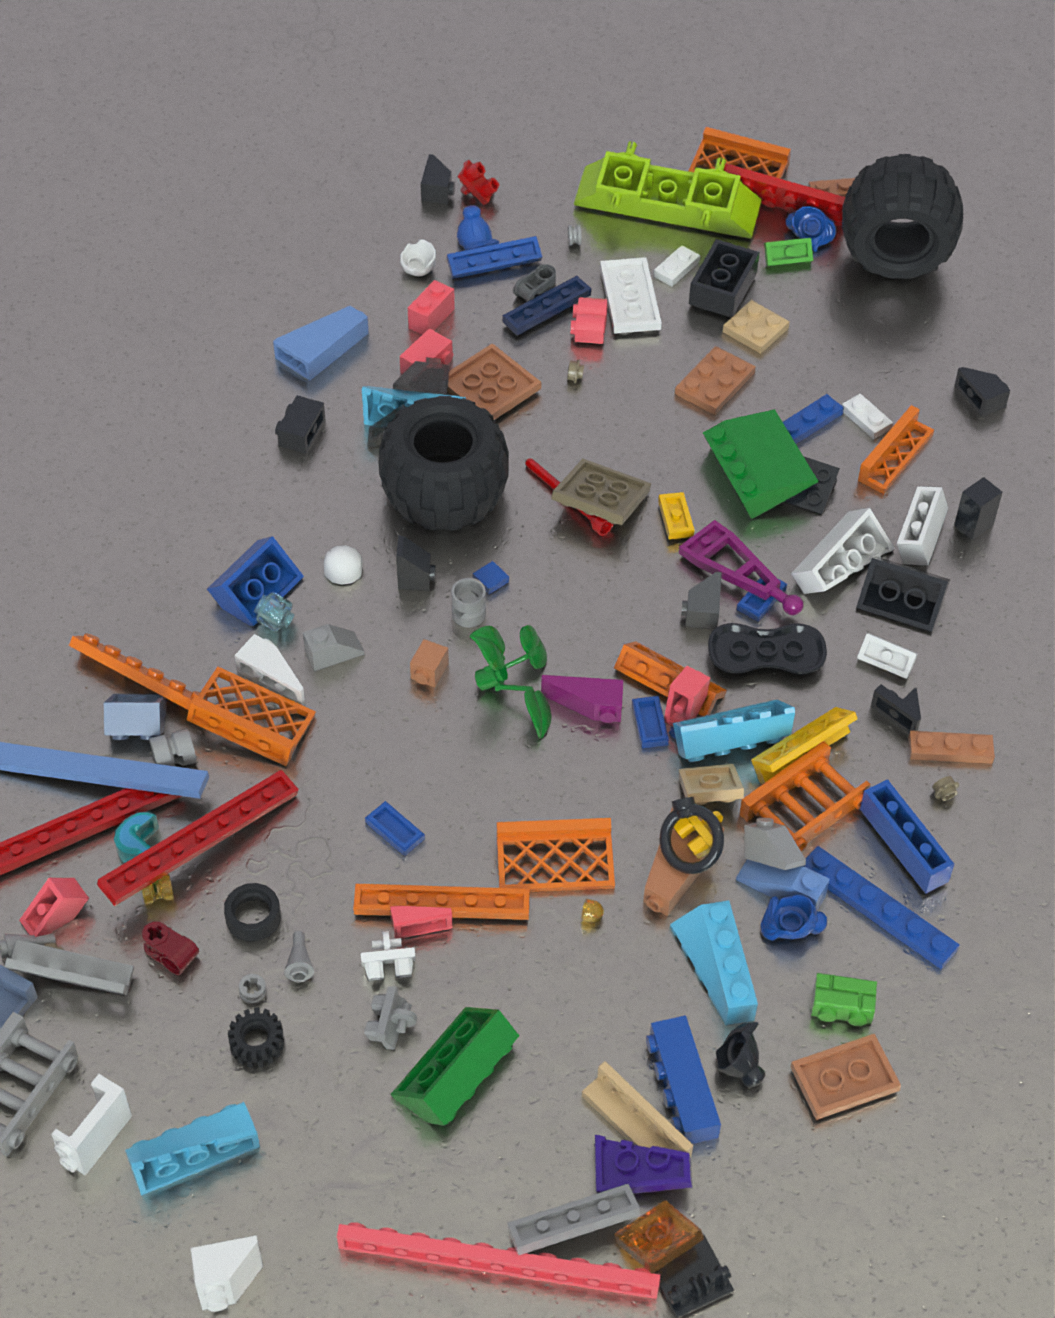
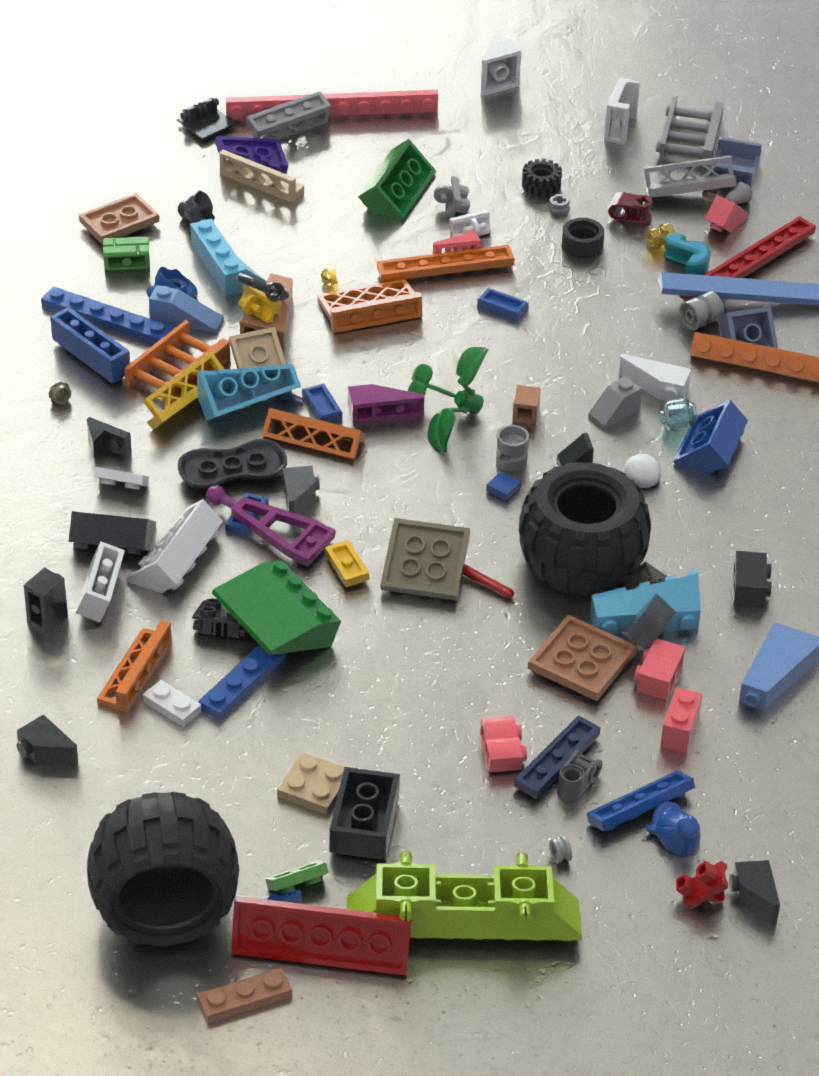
camera: 165 degrees right, 10 degrees down
(192, 1148) = (554, 116): medium azure wedge -> none
(196, 837) = (643, 255): red plate -> none
(242, 728) = (653, 326): orange fence -> none
(299, 965) = (532, 215): light grey cone -> none
(418, 258) = (725, 778): white hair -> none
(575, 371) = (498, 688): dark tan plate -> none
(630, 295) = (468, 787): white plate -> none
(659, 1236) = (228, 119): clear orange plate -> none
(676, 266) = (428, 840): white plate -> none
(683, 1079) = (234, 197): blue brick -> none
(686, 695) = (294, 394): coral slope -> none
(715, 380) = (344, 712): nougat plate -> none
(744, 149) = (387, 1017): orange fence -> none
(771, 845) = (197, 311): light grey slope -> none
(951, 747) = (54, 427): nougat plate -> none

